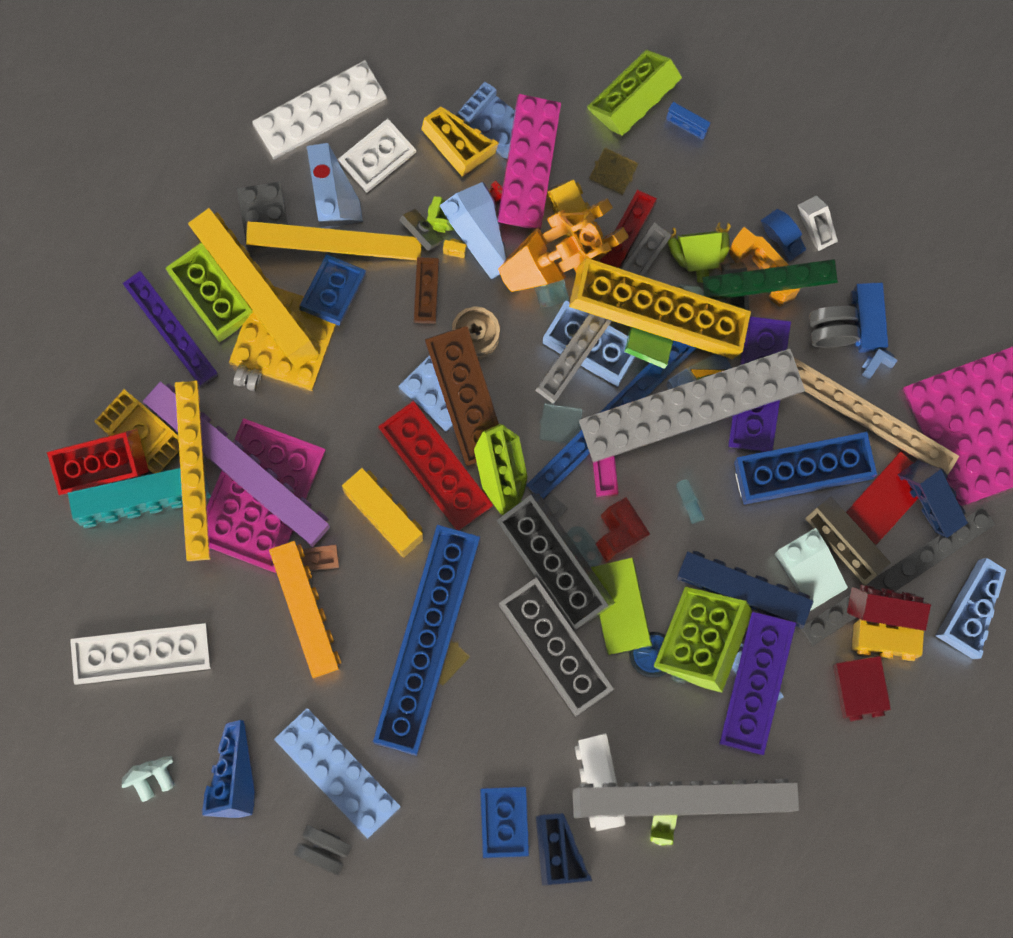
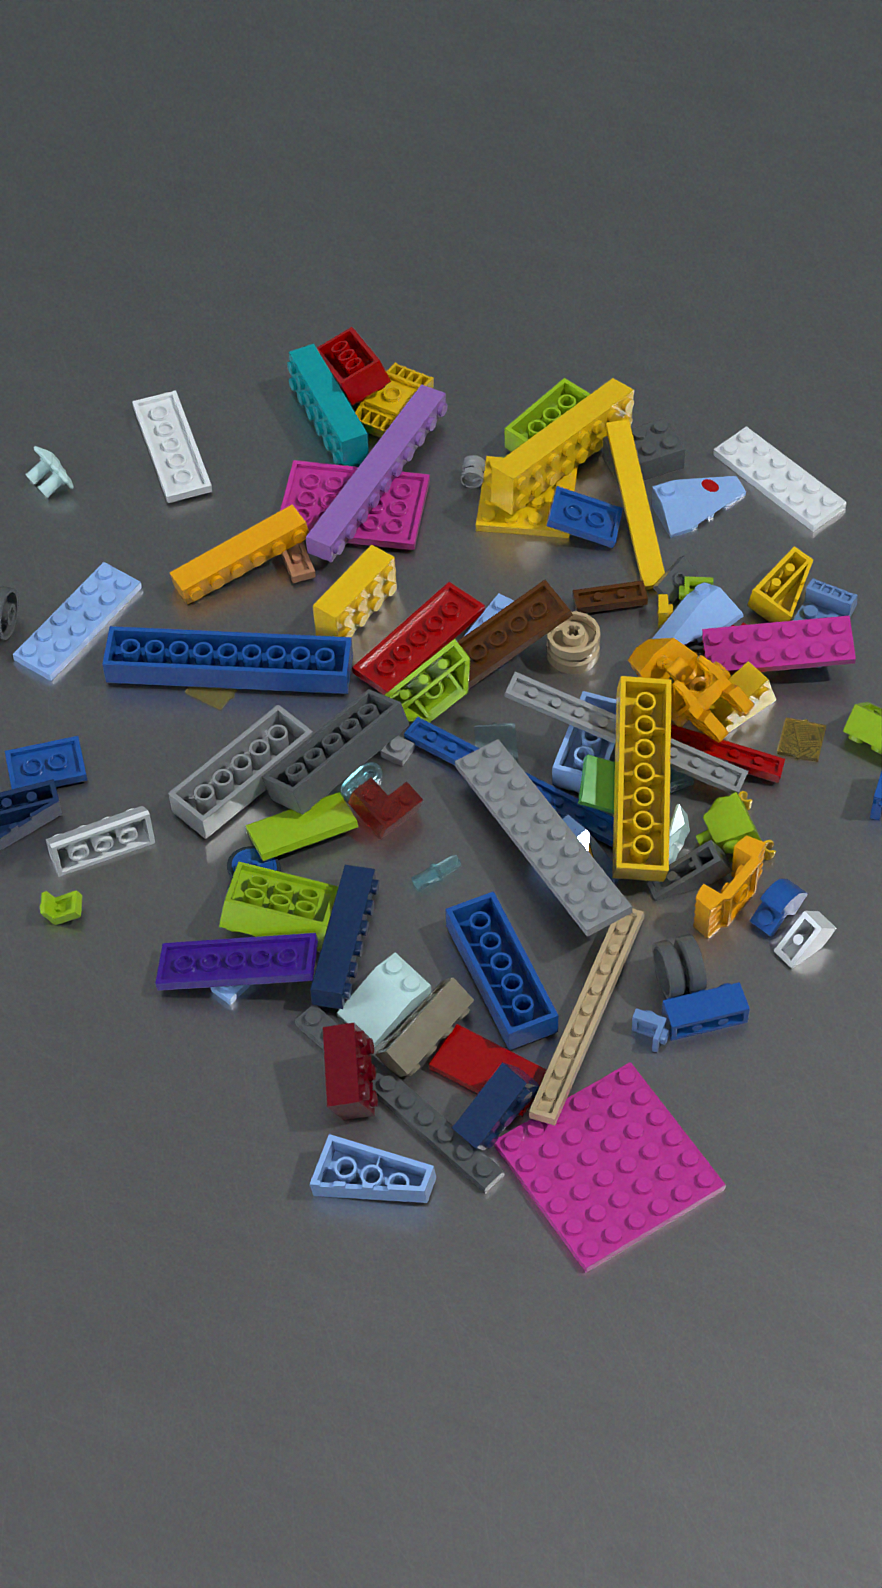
camera: 85 degrees right, 25 degrees down
(170, 328) = (506, 406): dark purple plate -> none
(192, 471) = (357, 425): yellow plate -> none
(232, 784) = (47, 537): blue wedge -> none
(377, 155) = (745, 530): white plate -> none
(605, 477) = (447, 791): dark pink tile -> none
(685, 799) = (88, 905): light grey brick -> none
(757, 427) = (543, 915): dark purple plate -> none
(770, 279) = (710, 877): dark green plate -> none
(862, 688) = (252, 1075): dark red brick -> none
(886, 640) = (311, 1089): yellow wedge -> none

